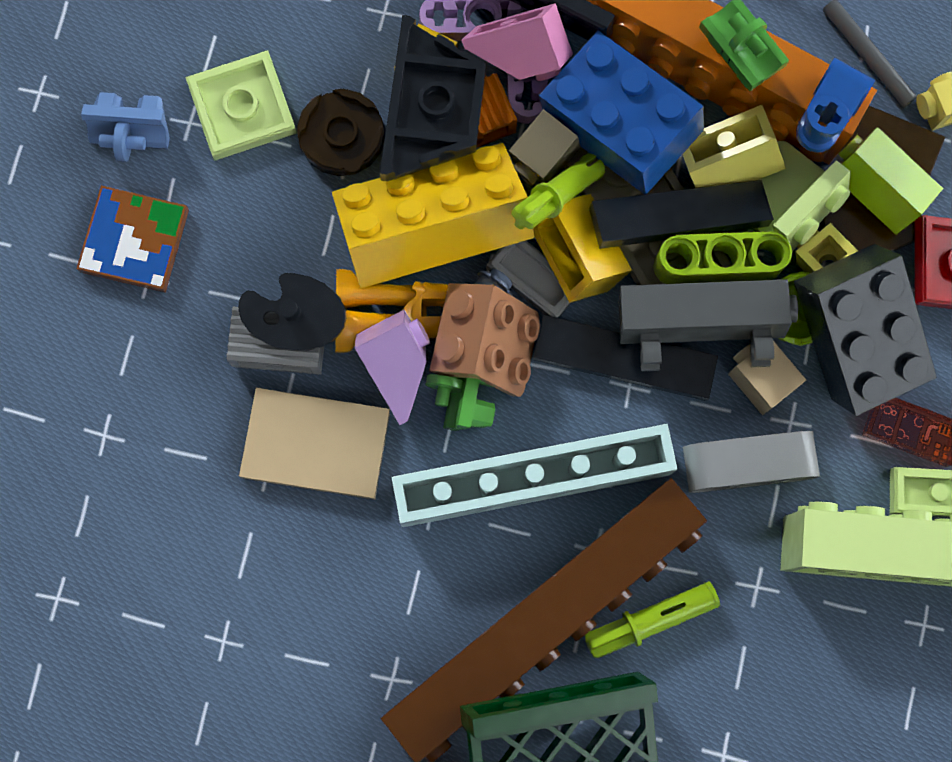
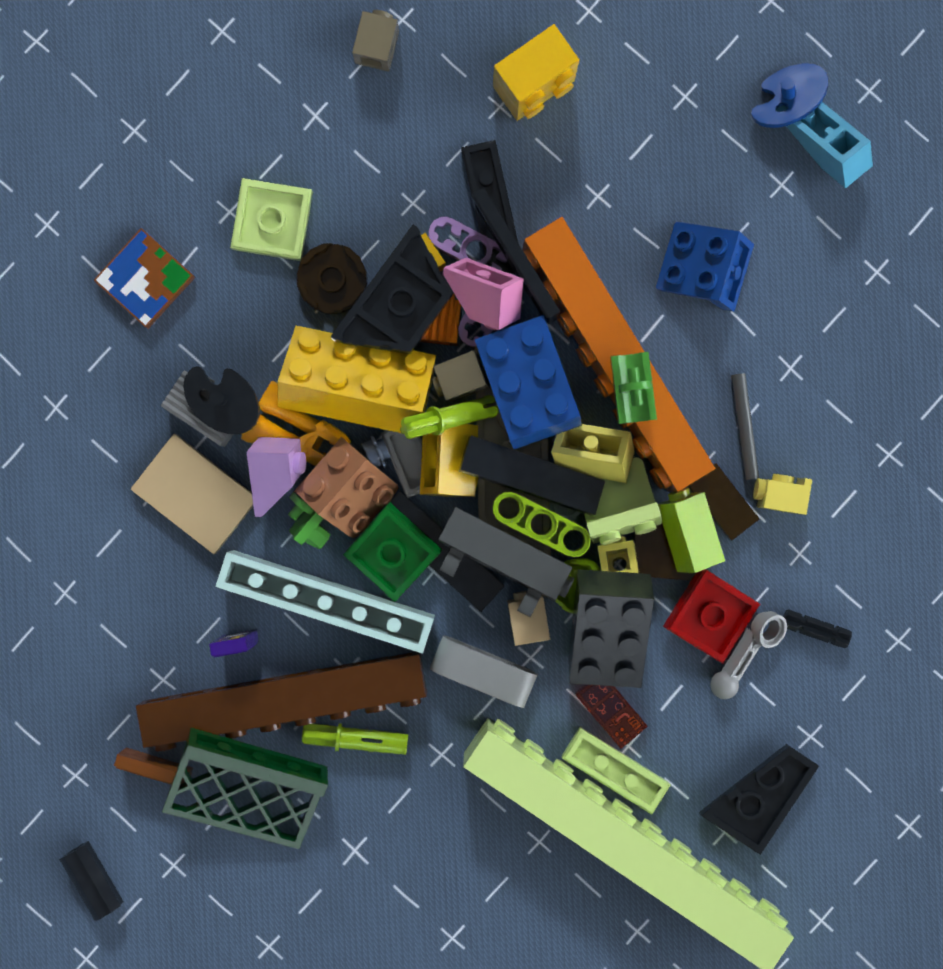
camera: 35 degrees right, 10 degrees up
(126, 127) = (178, 197): medium blue hips -> none
(456, 579) = (234, 643): none -> dark purple tile
(574, 385) = (392, 552): none -> green tile
(834, 104) = (677, 463): blue piece -> none

